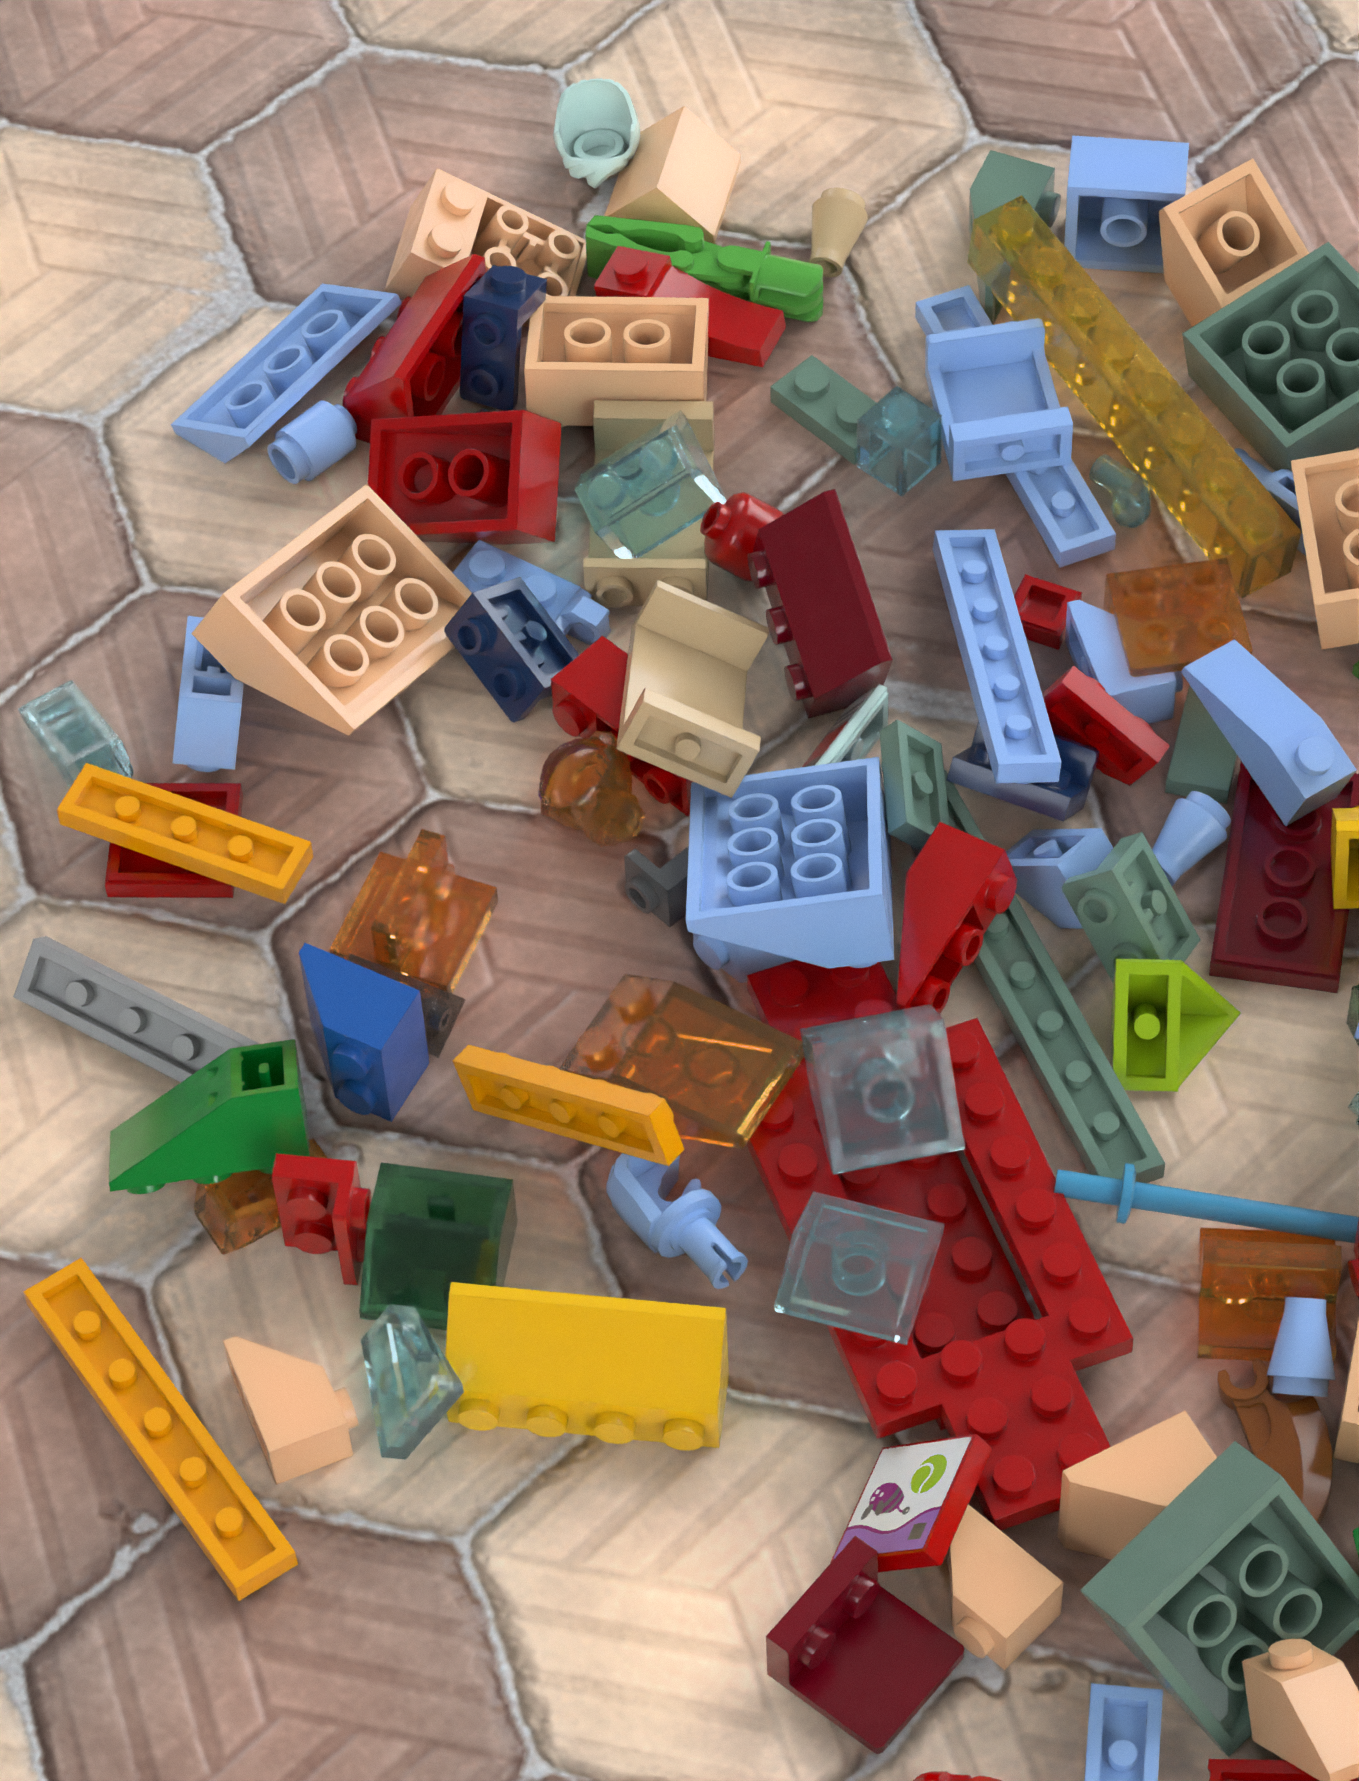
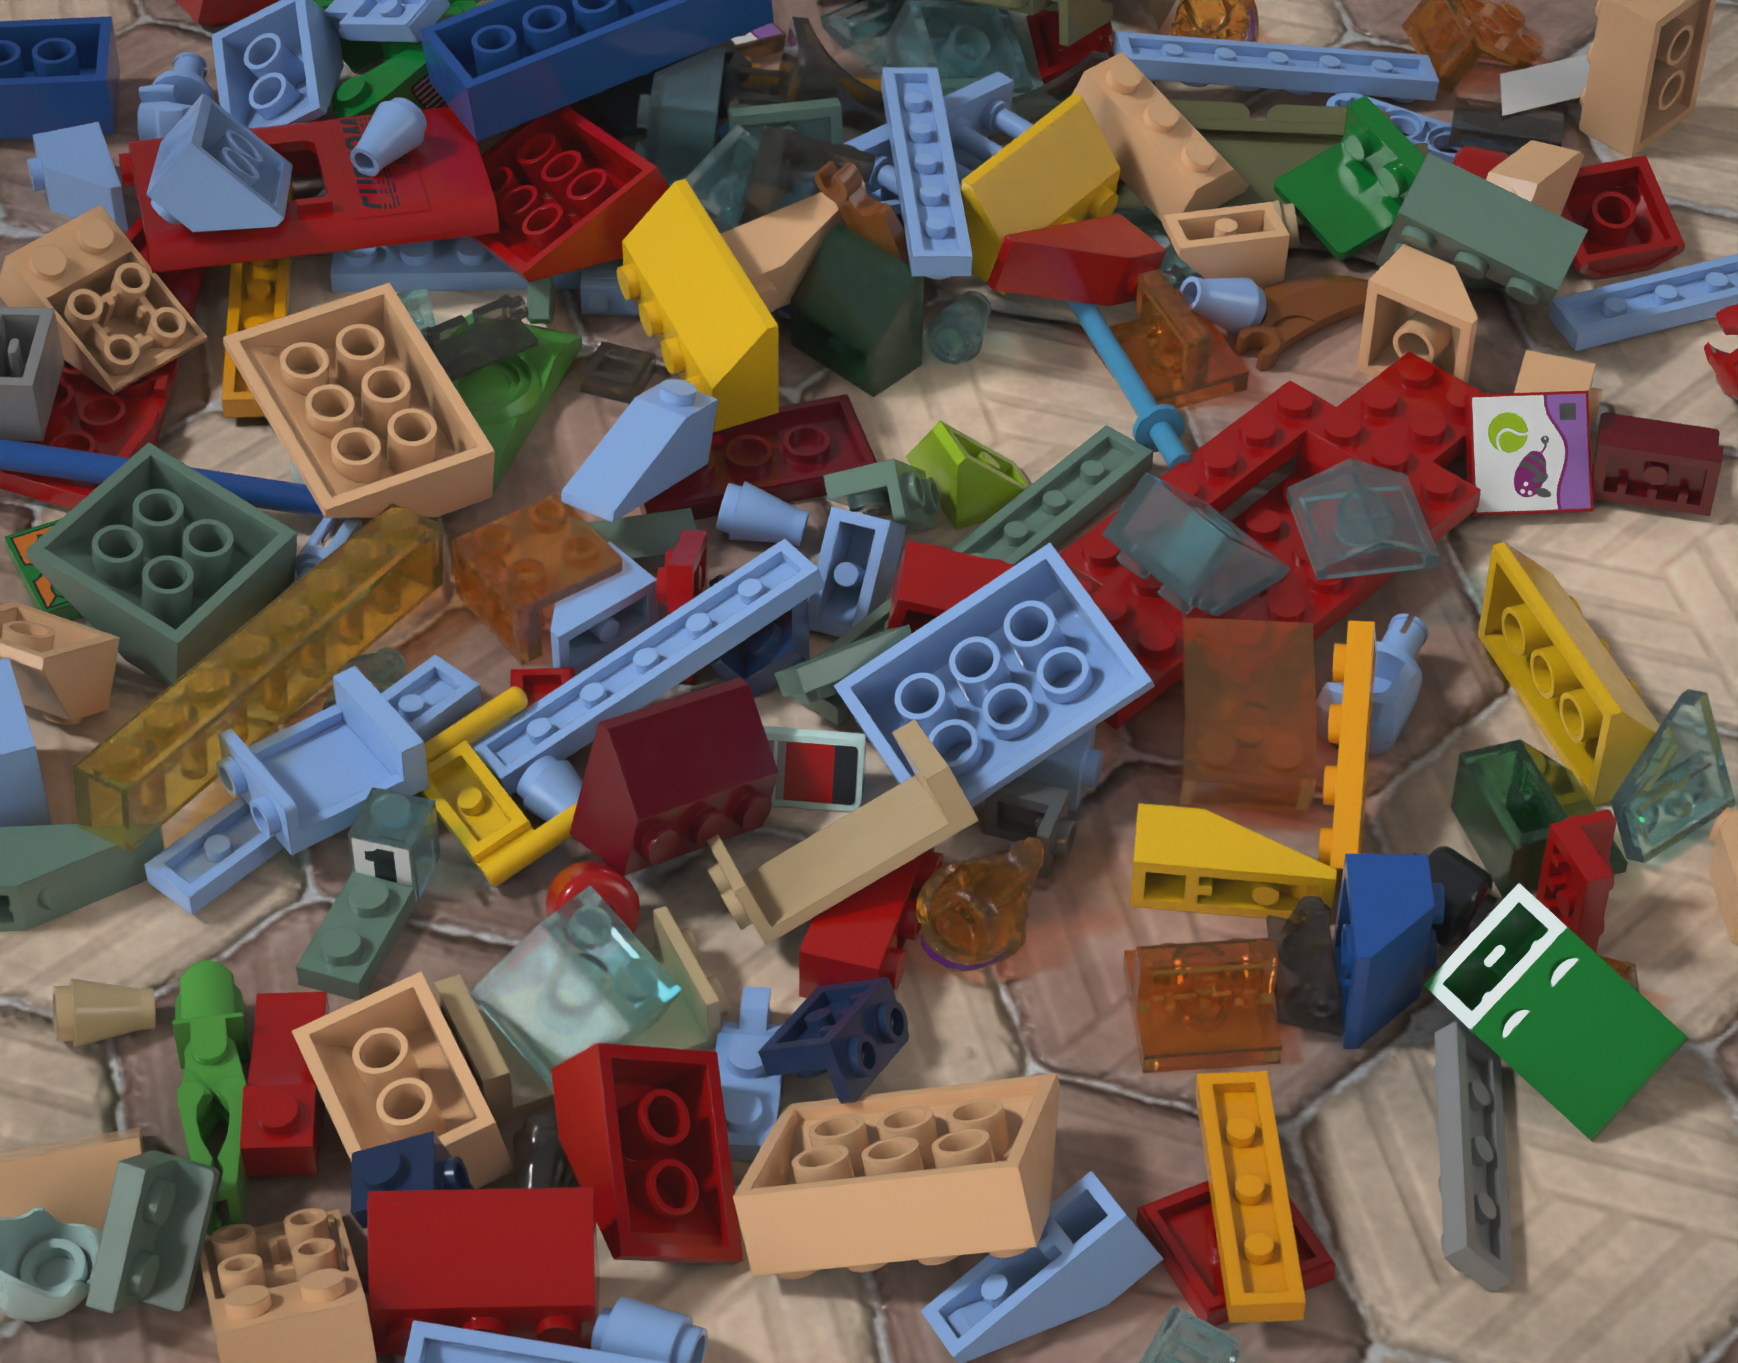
camera: 120 degrees left, 10 degrees down
(403, 1132) = (1465, 894): none -> black head
(545, 985) = (1217, 867): none -> yellow slope
(575, 173) = (153, 1233): none -> sand green bracket
(901, 571) = (549, 787): none -> light blue cone
(920, 509) = (476, 804): none -> yellow plate

